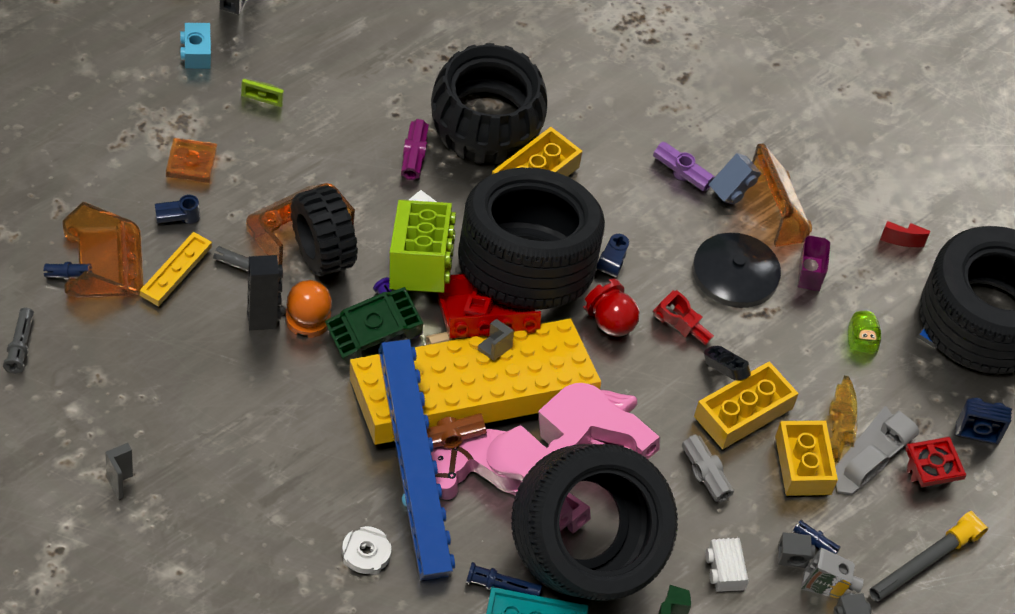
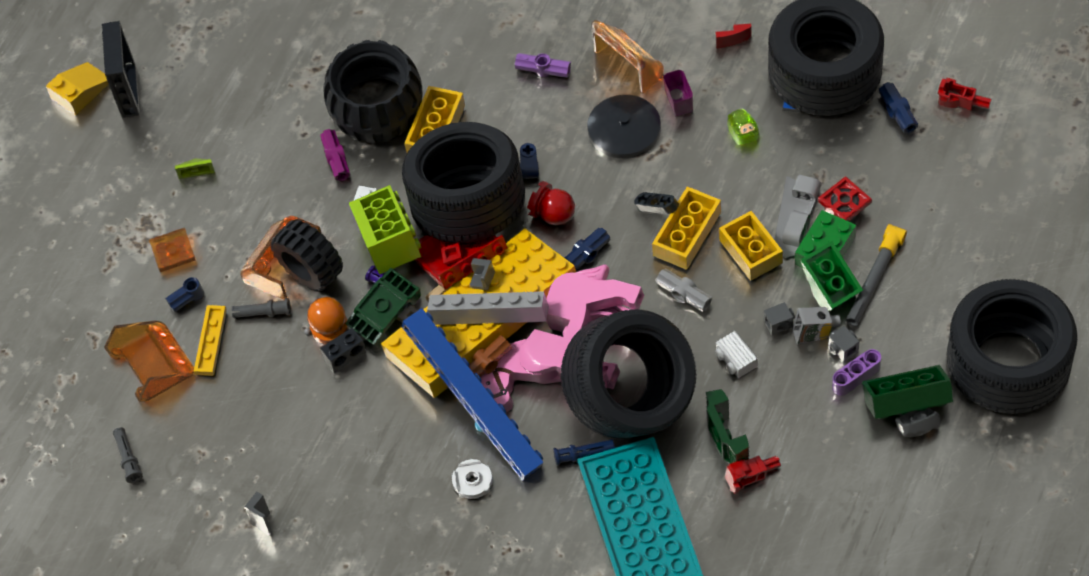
camera: 10 degrees left, 5 degrees up
(66, 270) = (130, 383): dark blue pin -> none
(197, 46) = (123, 157): medium azure brick -> none
(264, 292) = (290, 326): black brick -> none
(307, 347) = (343, 350): none -> black brick
(482, 377) = (488, 308): none -> light grey brick
(625, 374) = (586, 250): none -> dark blue piece
(687, 319) = (609, 186): red piece -> none
(735, 179) = (587, 56): sand blue brick -> none
(817, 537) = (791, 302): dark blue pin -> none
(844, 418) = (762, 200): clear yellow slope -> none
(875, 533) = (830, 277): none -> green slope
(889, 498) = (826, 229): none -> green brick
(983, 421) = (863, 151): dark blue brick -> none

